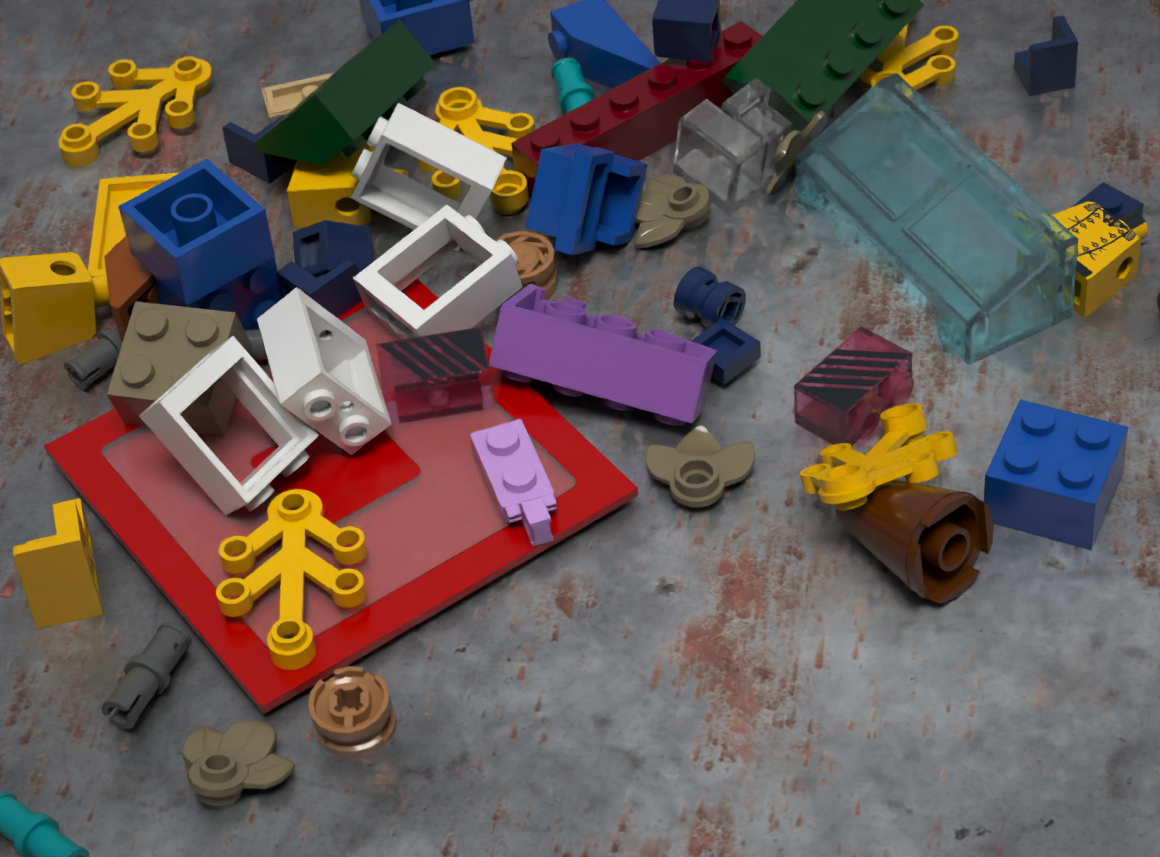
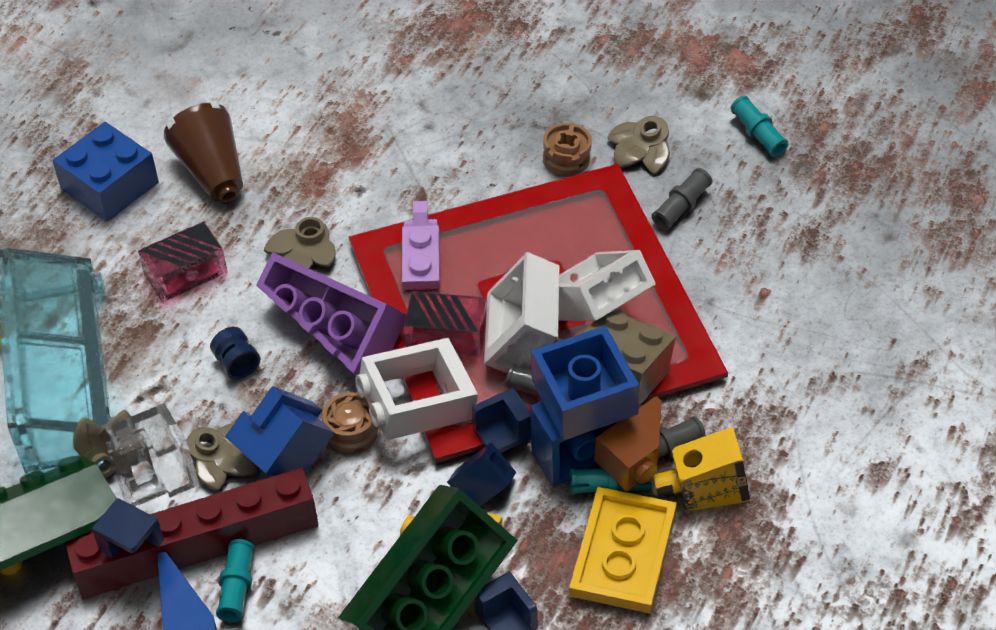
camera: 165 degrees left, 5 degrees up
(61, 570) = (727, 265): yellow panel -> none
(295, 518) = (590, 187): yellow plant -> none
(435, 145) = (366, 455): white window -> none
(463, 111) = (332, 561): yellow plant -> none
(734, 347) = (247, 314): dark blue plate -> none
(850, 476) = (207, 184): yellow plant -> none

